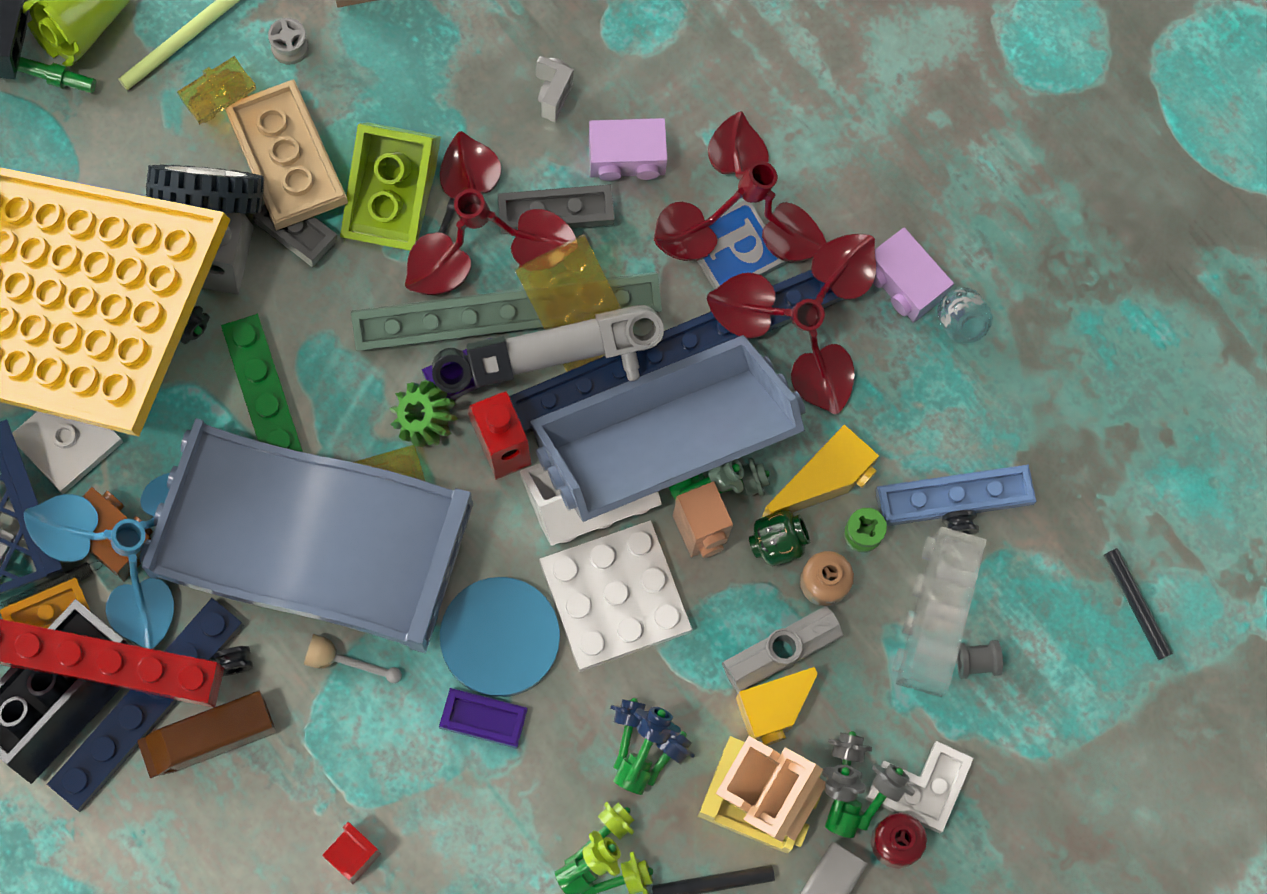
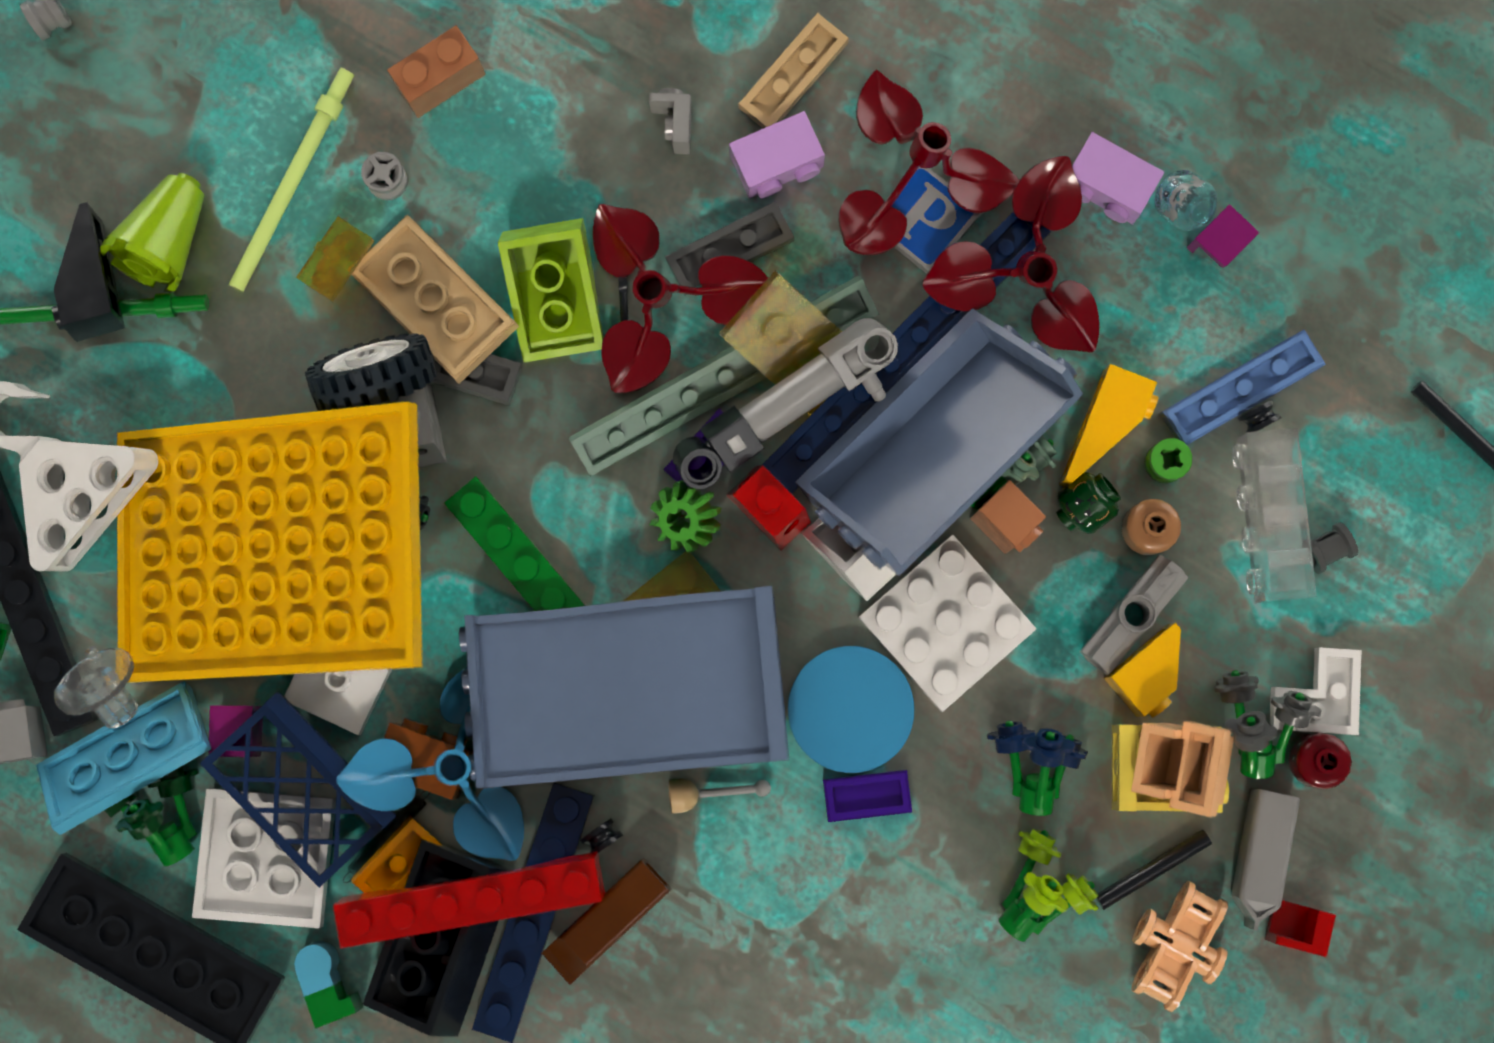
camera: 10 degrees left, 10 degrees up
(351, 853) = (795, 980): red panel -> none
(671, 86) = (793, 72): none -> tan plate
(987, 358) = (1225, 236): none -> magenta panel

